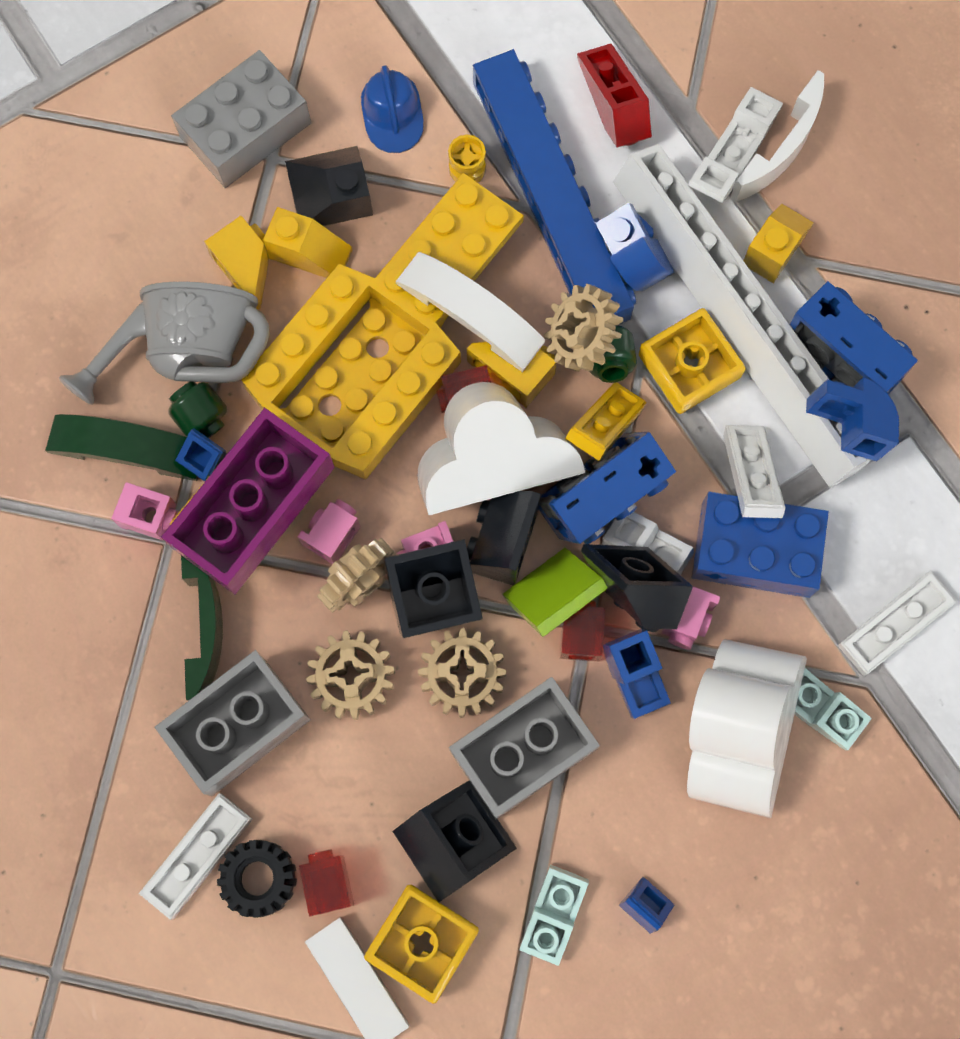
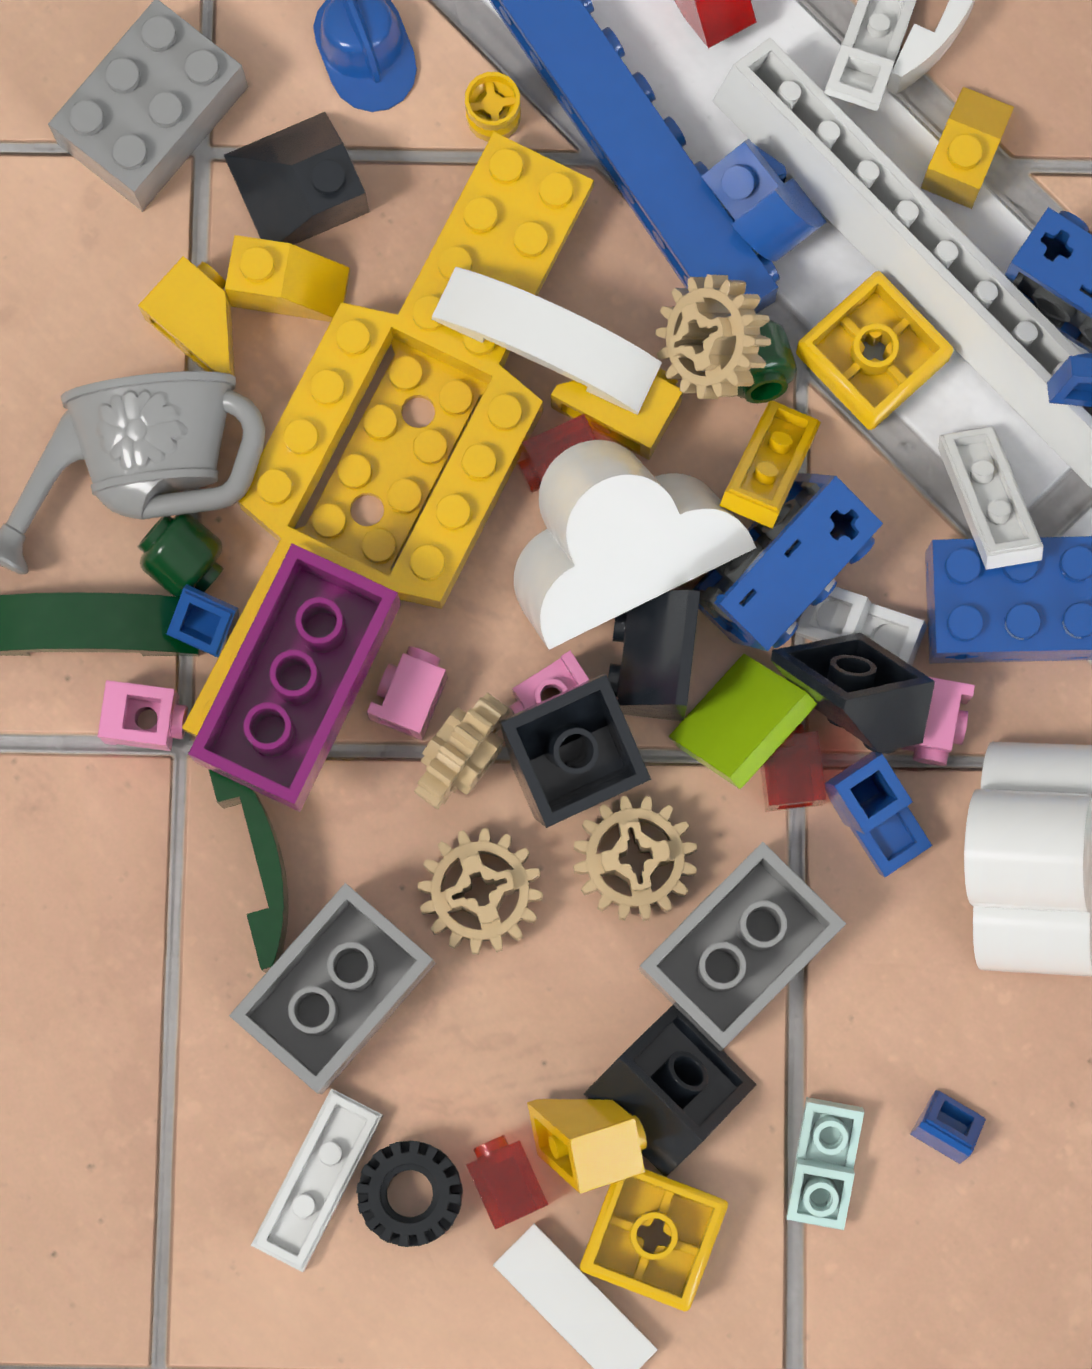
camera: 10 degrees left, 5 degrees up
(388, 866) = (587, 1140): none -> yellow slope

